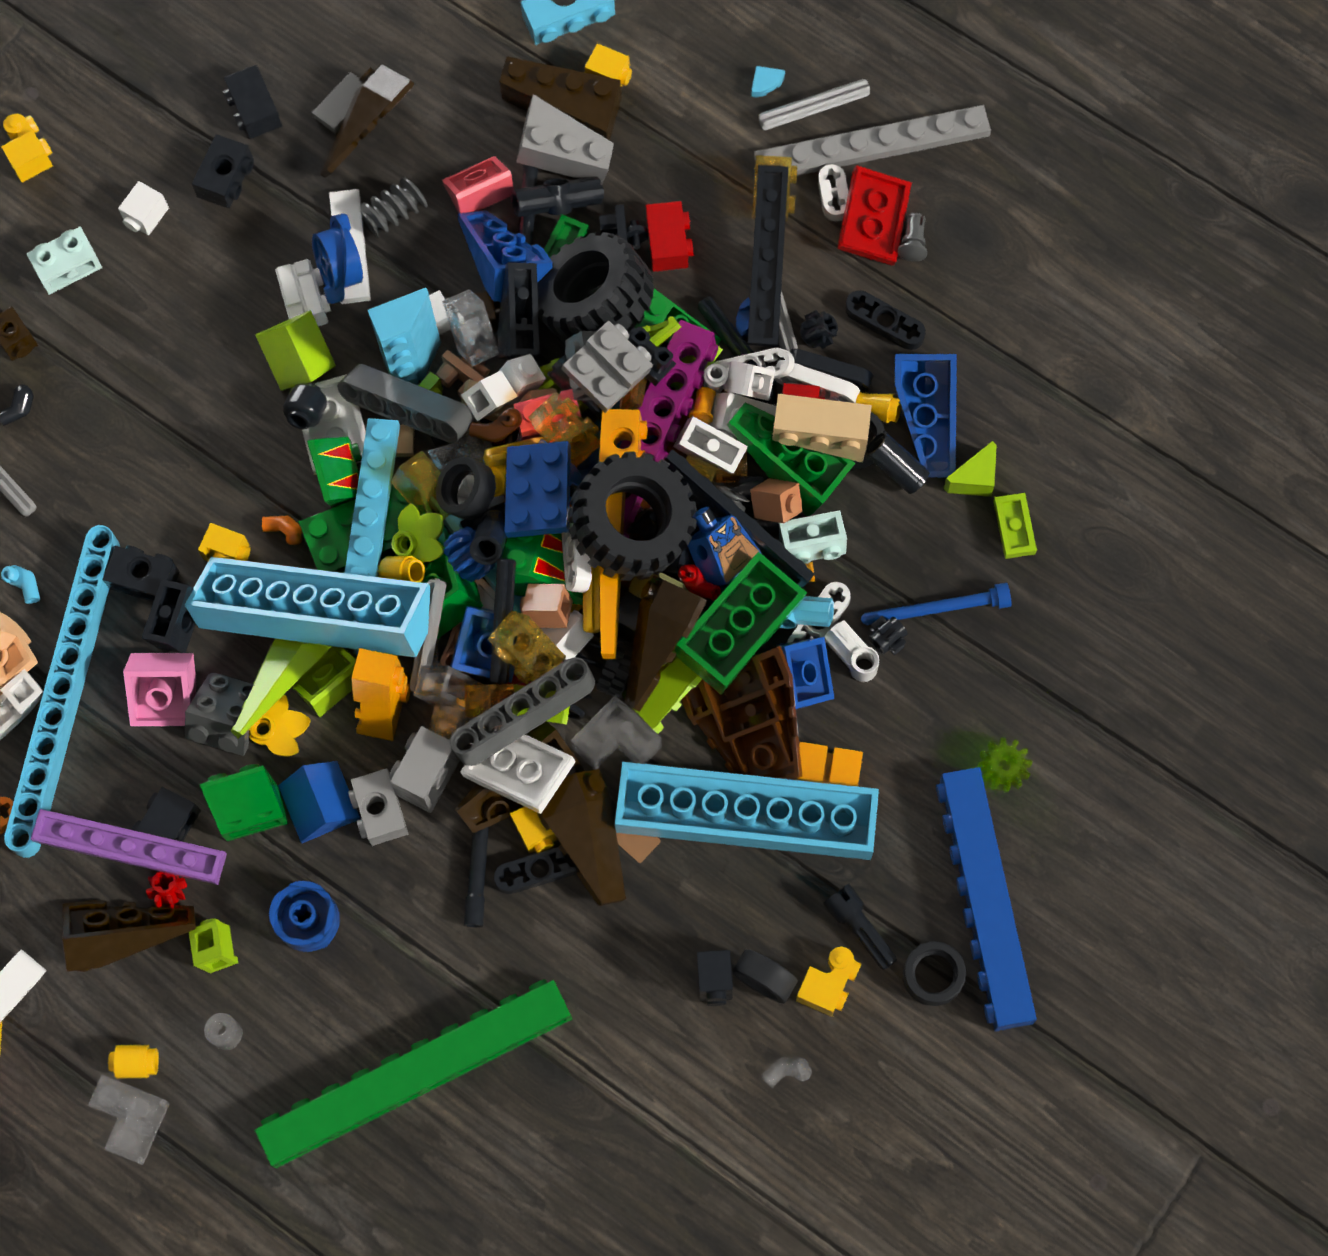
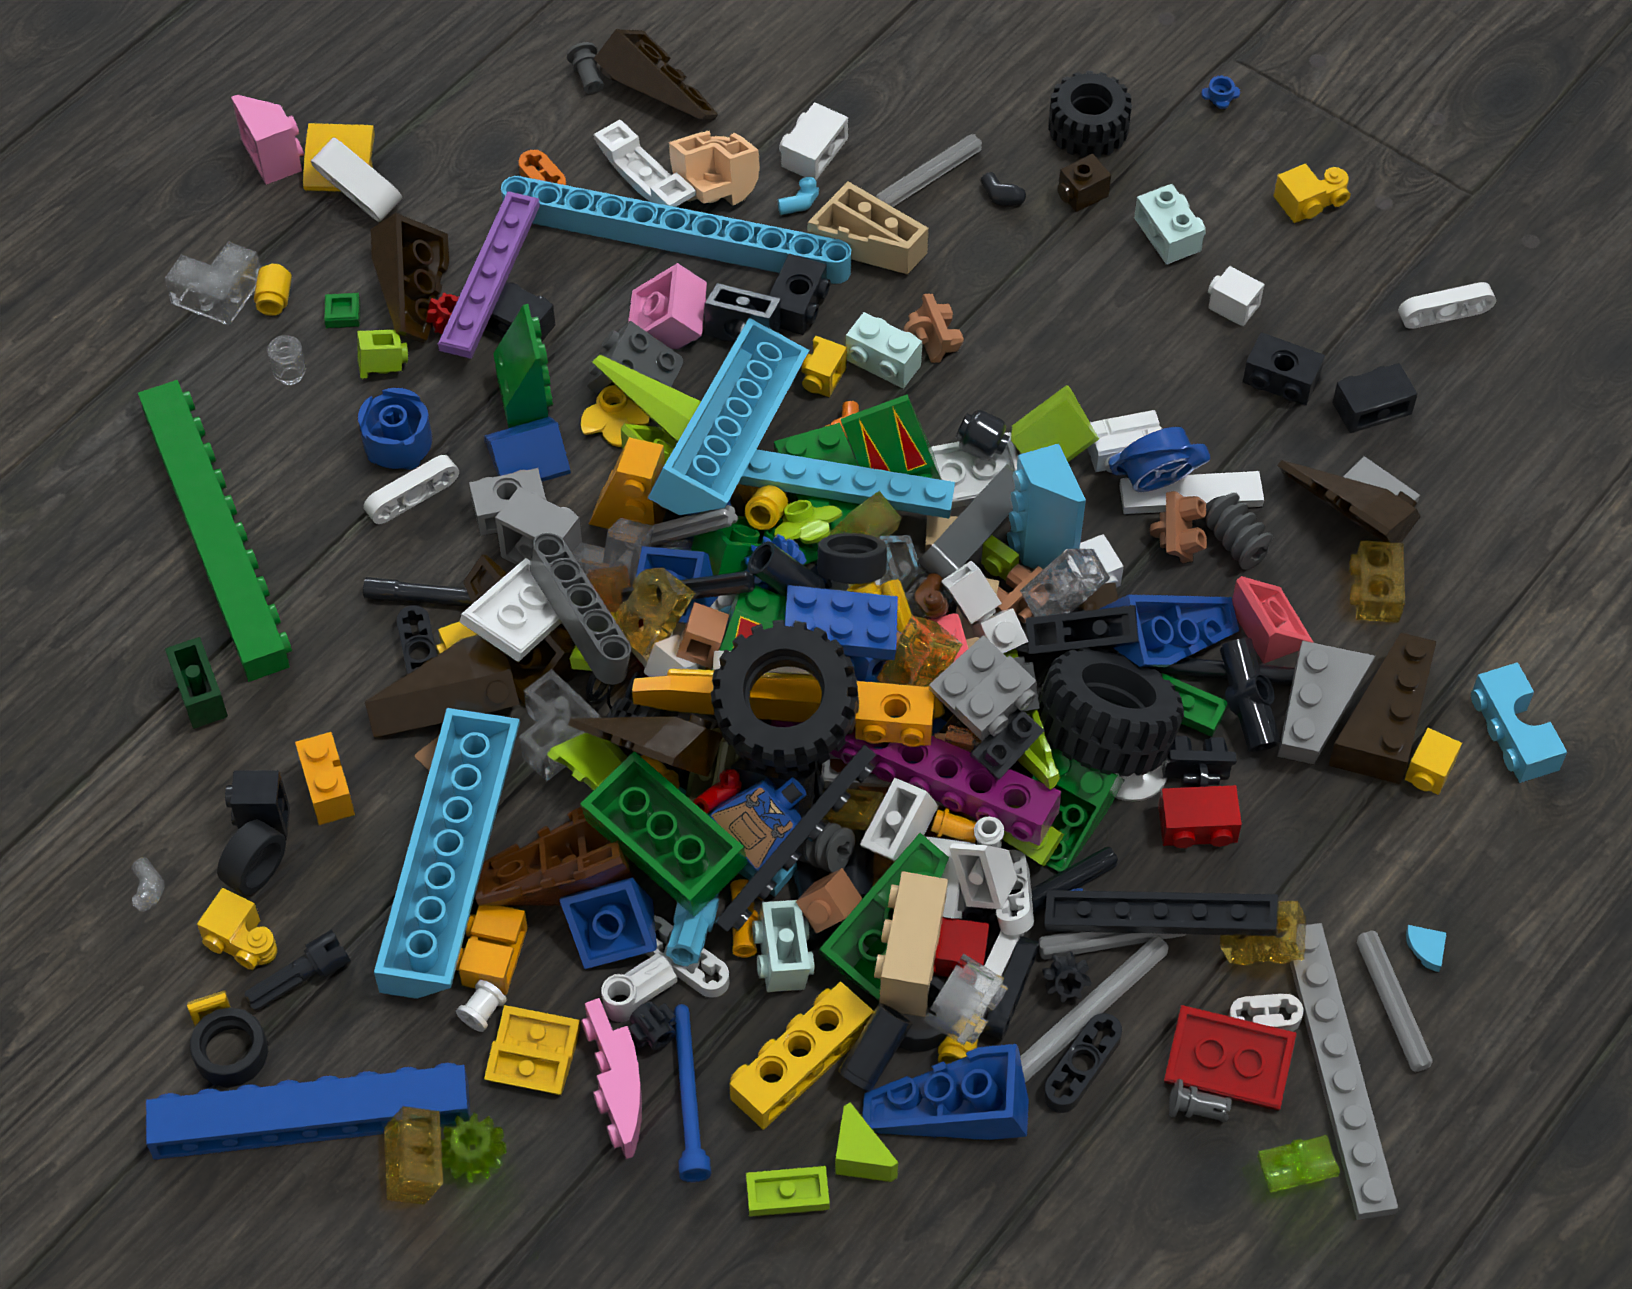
camera: 90 degrees right, 15 degrees down
(71, 511) = (872, 229): none -> tan wedge
(152, 44) = (1447, 305): none -> white beam
(154, 993) = (342, 310): none -> green tile
(180, 456) = (931, 325): none -> nougat hips
(206, 494) = (884, 350): none -> light aqua brick
(367, 897) = (399, 497): none -> white beam
(379, 247) = (1176, 526): none -> nougat hips
(439, 96) = (1383, 581): none -> clear yellow brick
(589, 1055) = (196, 682): none -> dark green brick
(671, 934) = (325, 778): none -> light orange piece
(844, 319) = (1095, 1003): none -> light grey axle
(867, 382) = (965, 1000): none -> clear brick
(872, 486) = (767, 1100): none -> yellow brick
(879, 773) = (481, 1005): none -> white bush
(896, 997) = (205, 1005): none -> yellow slope
(912, 730) = (533, 1050): none -> yellow slope
(944, 654) = (619, 1078): none -> bright pink slope
(960, 167) = (1298, 1163): none -> clear neon green hips
(1022, 805) = (413, 1155): none -> clear yellow brick

